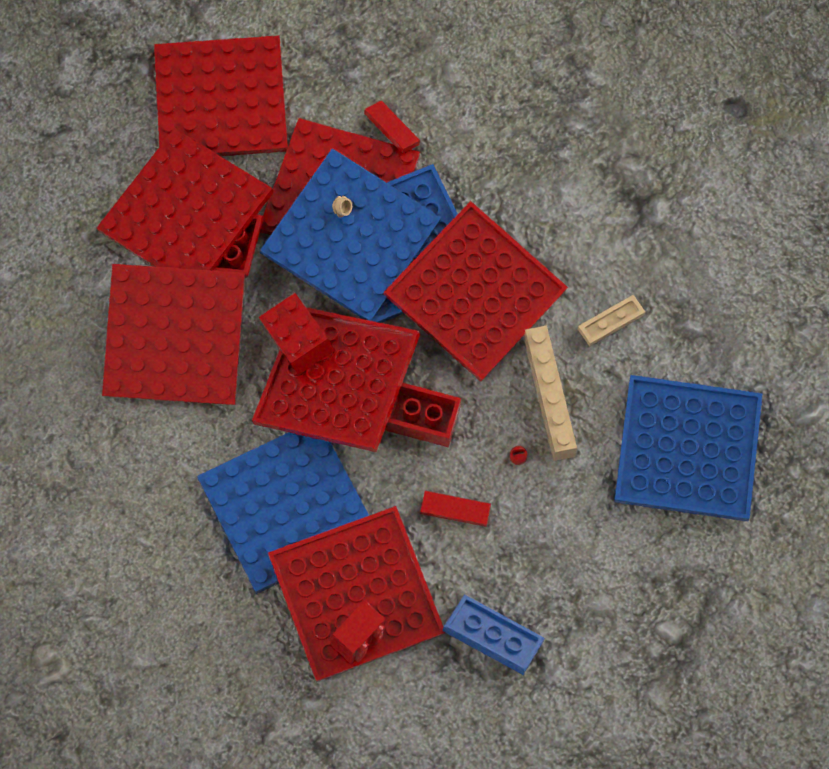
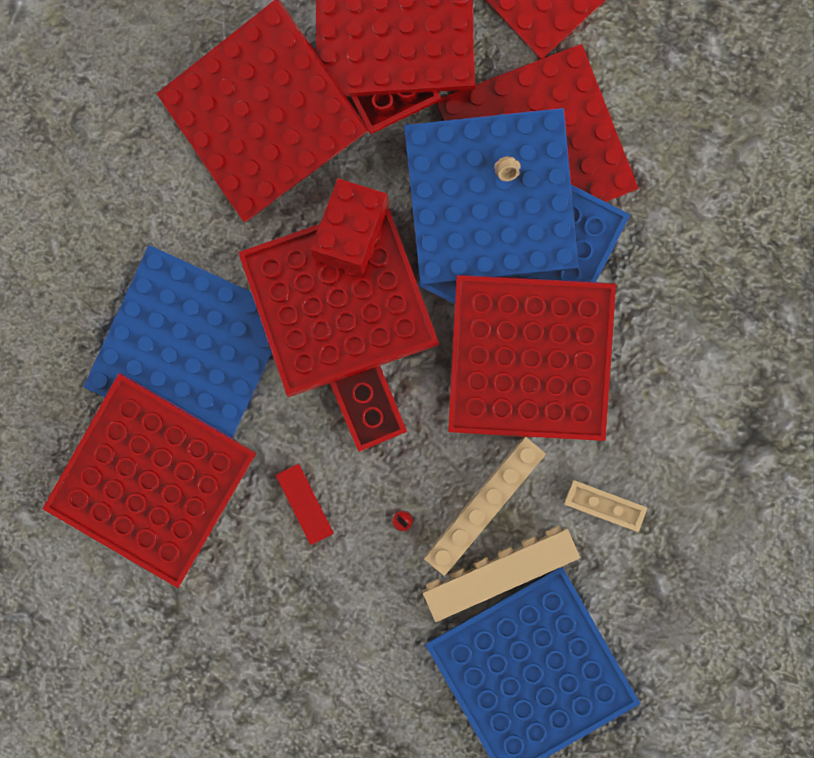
camera: 55 degrees right, 20 degrees up
(357, 632) = (97, 522): red brick -> none
(392, 127) = (642, 141): red tile -> none
(493, 634) = (210, 632): blue tile -> none
(604, 418) = (501, 573): none -> tan brick

